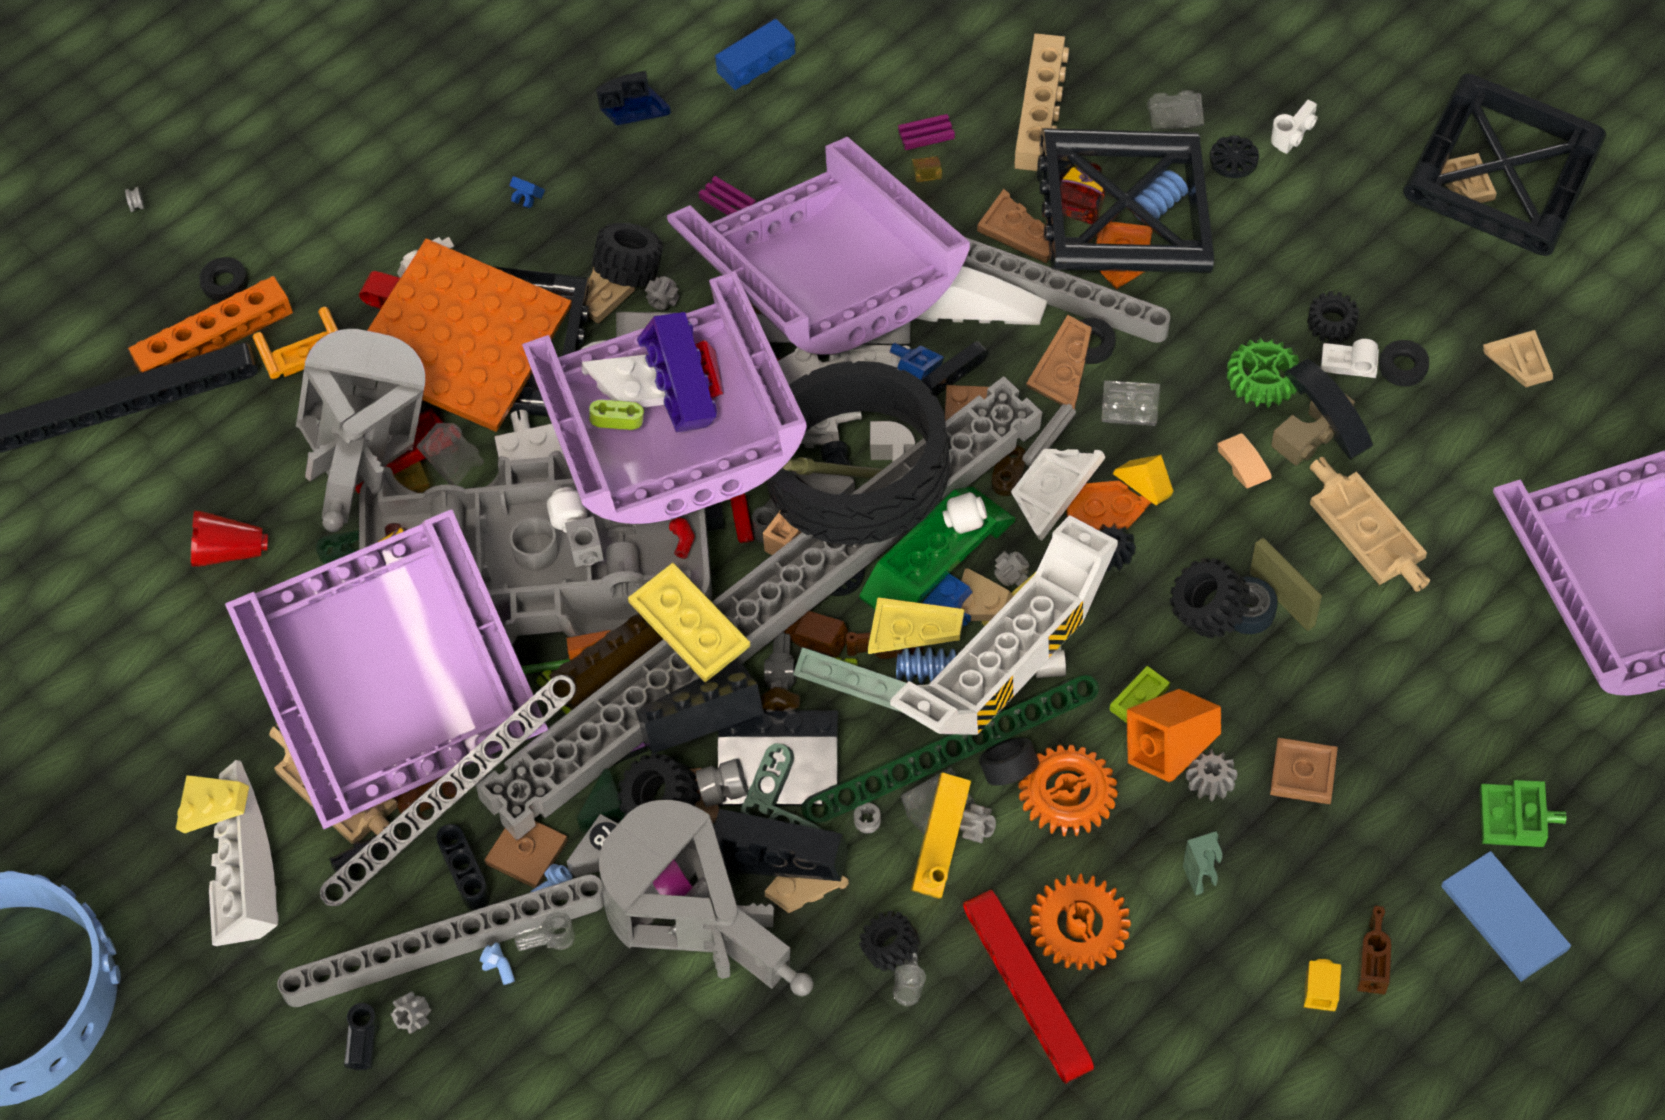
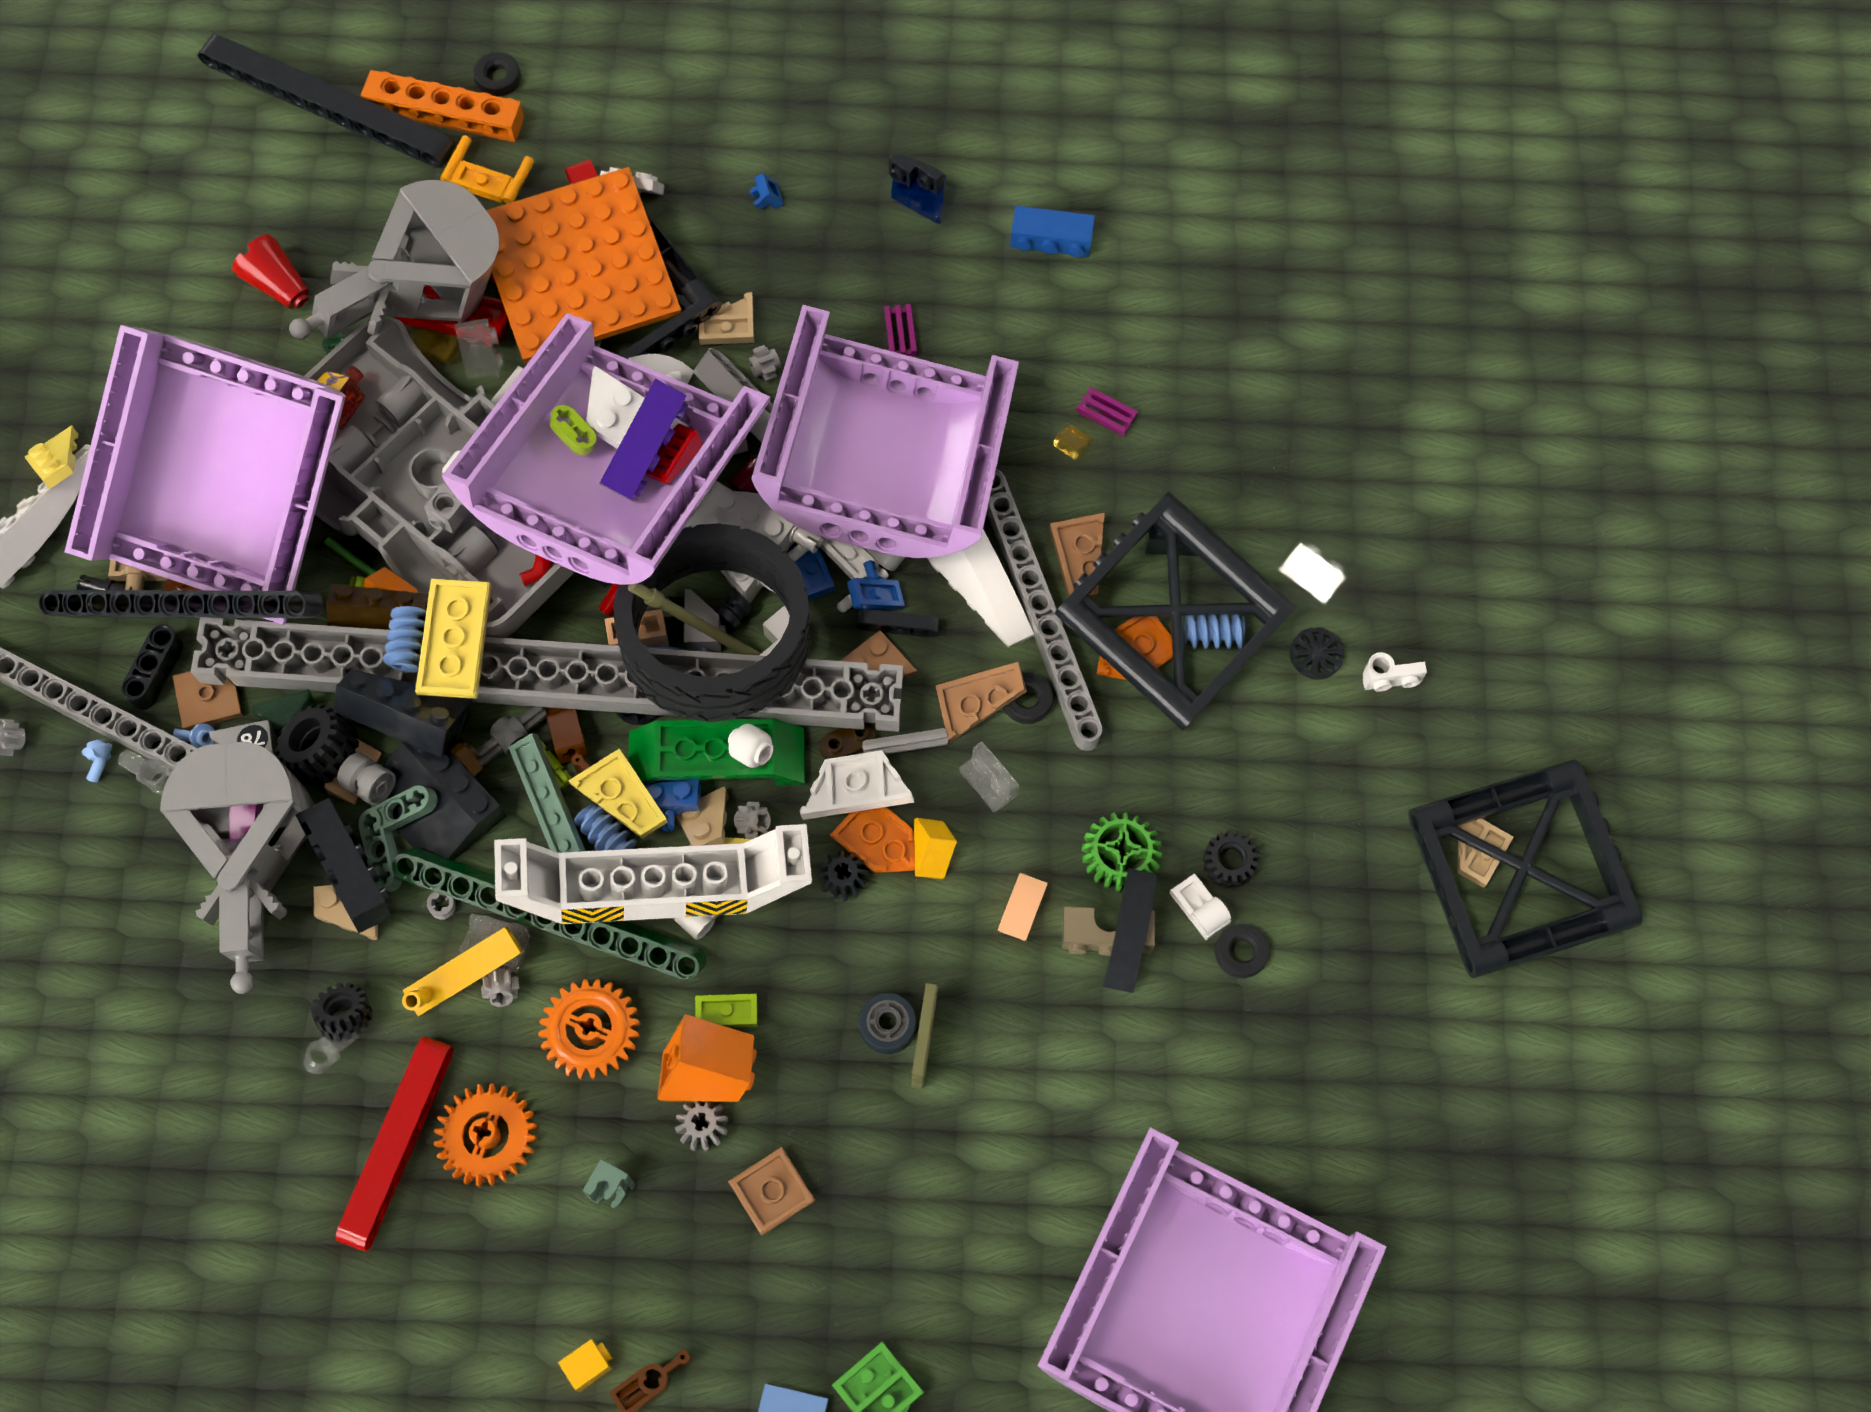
camera: 40 degrees right, 10 degrees up
(627, 254) = (756, 320): black tyre -> none
(650, 656) = (403, 638): none -> medium blue piece
(1009, 761) = (570, 977): black tyre -> none
(1040, 97) = (1269, 426): tan brick -> none
(1081, 195) = (1150, 572): clear red torso -> none
(1223, 610) = (854, 990): black tyre -> none
(1367, 527) = (1049, 1054): tan plate -> none
(1521, 358) = (1338, 1040): tan wing -> none

